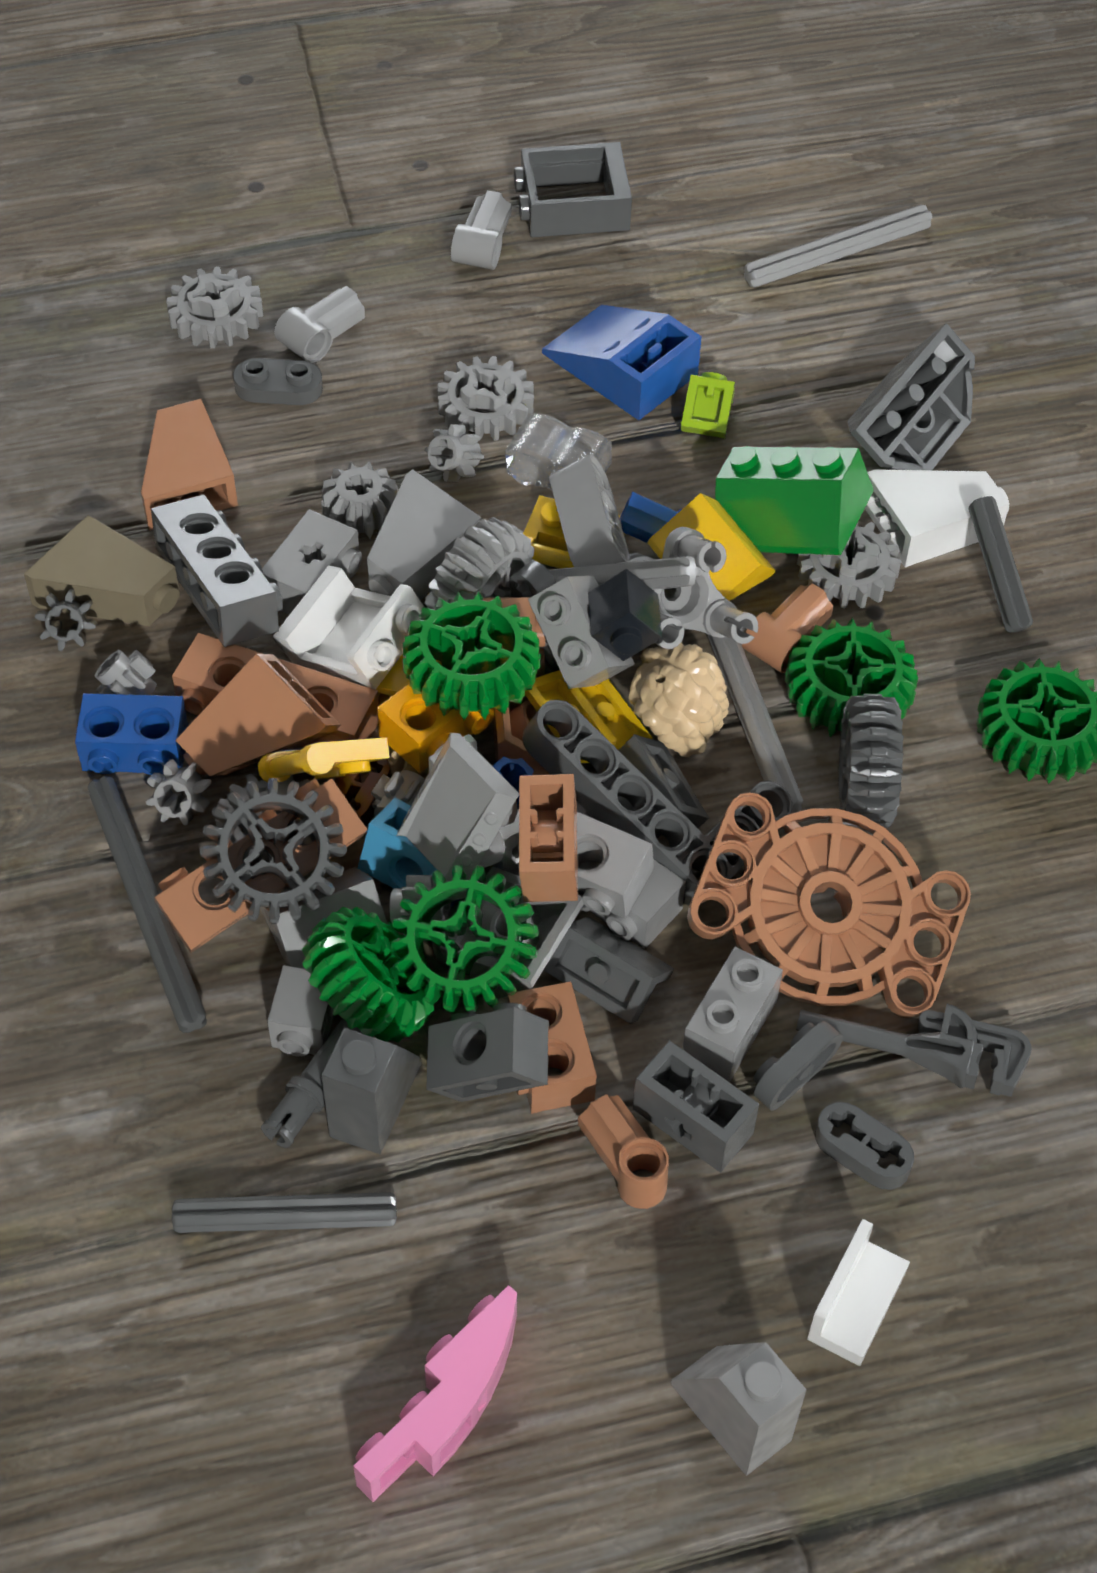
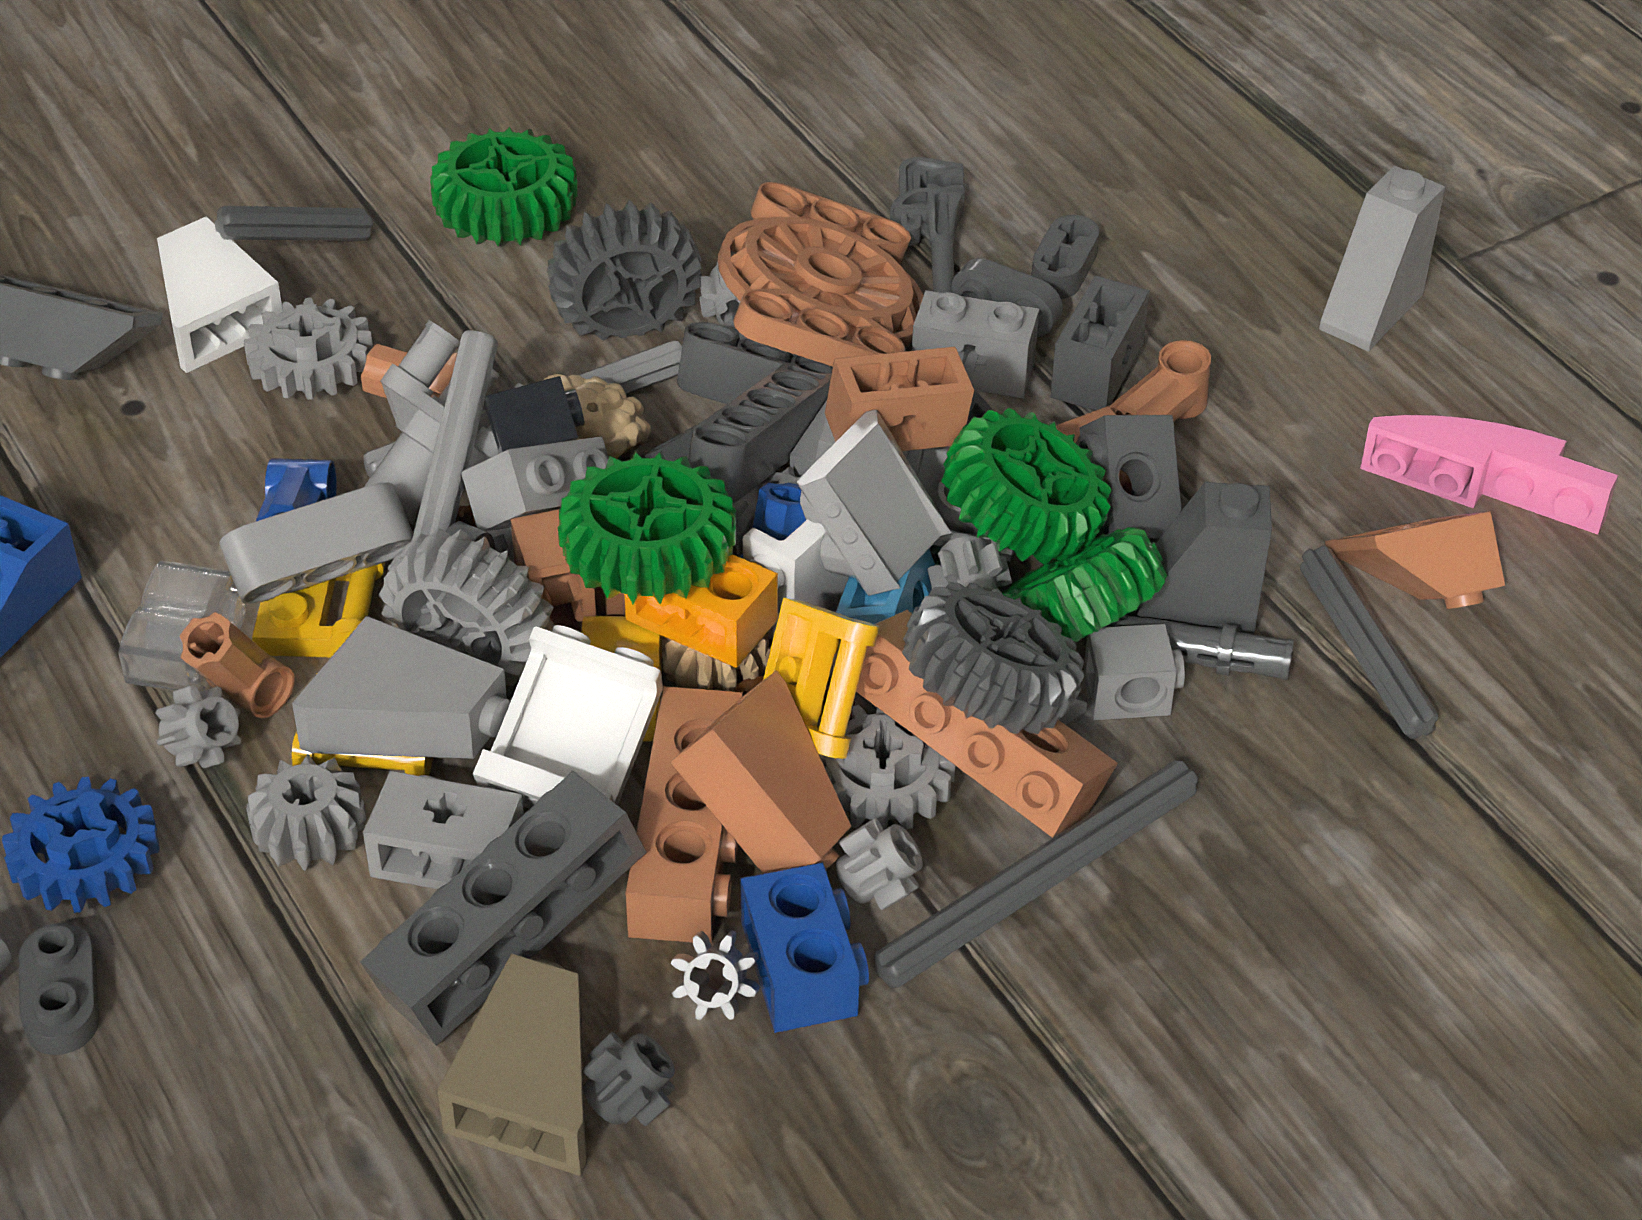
camera: 105 degrees left, 10 degrees down
(186, 461) = (276, 1034): nougat slope -> none
(354, 1280) = (1431, 557): none -> nougat slope
(378, 392) = (81, 844): none -> blue gear
(486, 397) = (75, 723): light grey gear -> none
(496, 478) = (236, 665): none -> nougat piece
(708, 404) = (60, 496): lime bracket -> none
(744, 562) = (336, 431): yellow slope -> none
(795, 496) = (244, 378): green slope -> none
(820, 666) = (502, 303): green gear -> none
(857, 1297) = (1223, 238): white panel -> none

